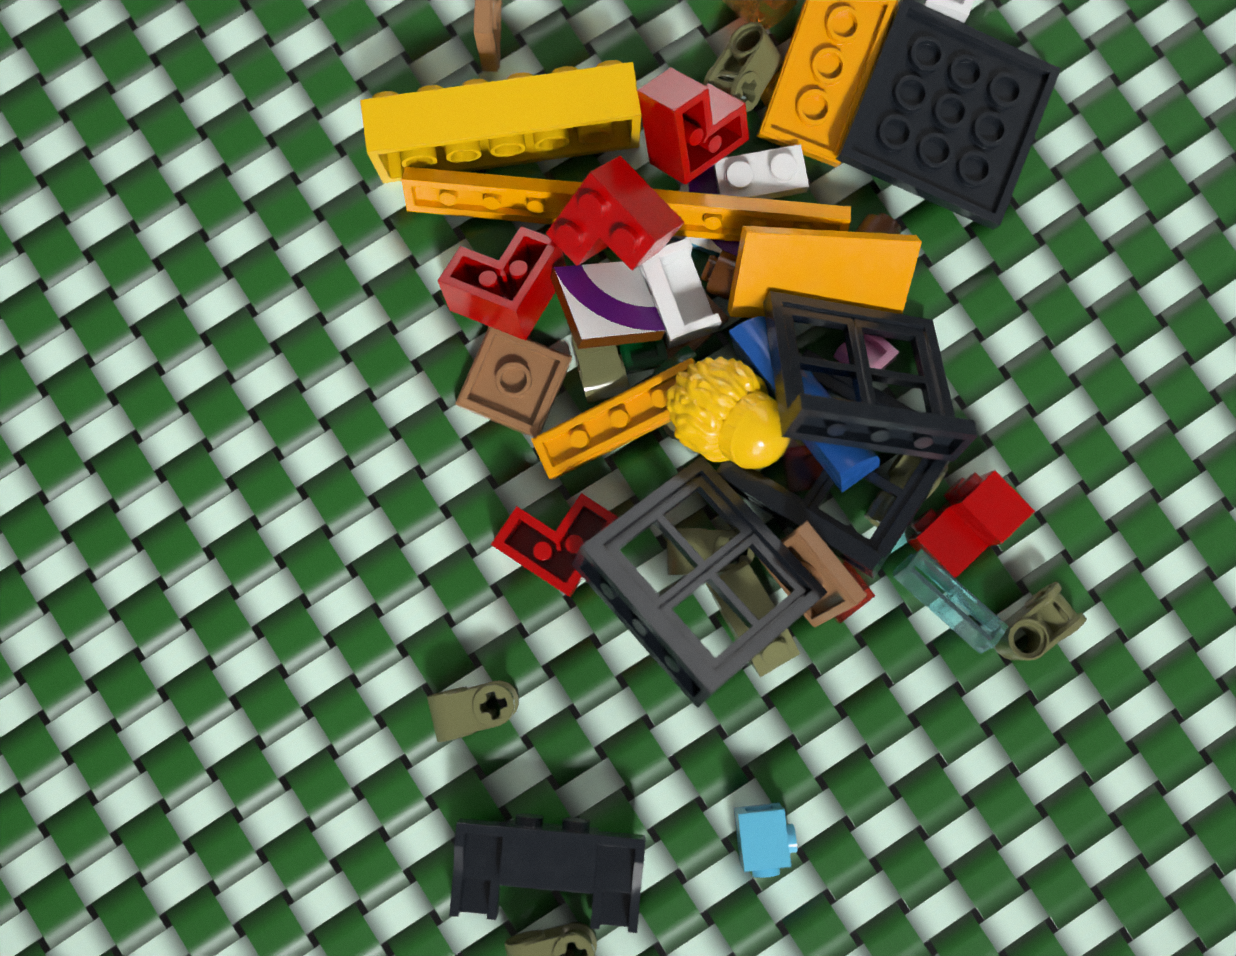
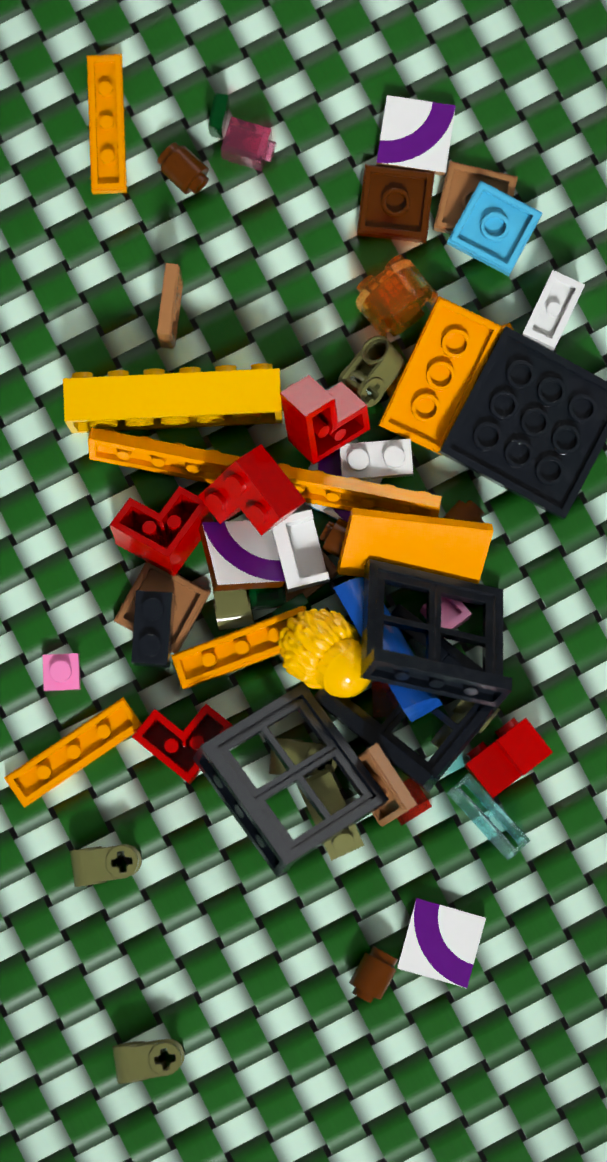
camera: 10 degrees right, 0 degrees up
(396, 474) = (61, 672): none -> bright pink plate
(420, 572) = (73, 752): none -> light orange tile
(504, 406) = (153, 629): none -> black brick
(548, 858) = (155, 984): black bracket -> none
(764, 839) = (323, 987): medium azure brick -> none
(827, 816) = (373, 974): none -> reddish brown brick
(905, 766) = (441, 943): none -> tile
(1045, 620) = (560, 840): olive piece -> none

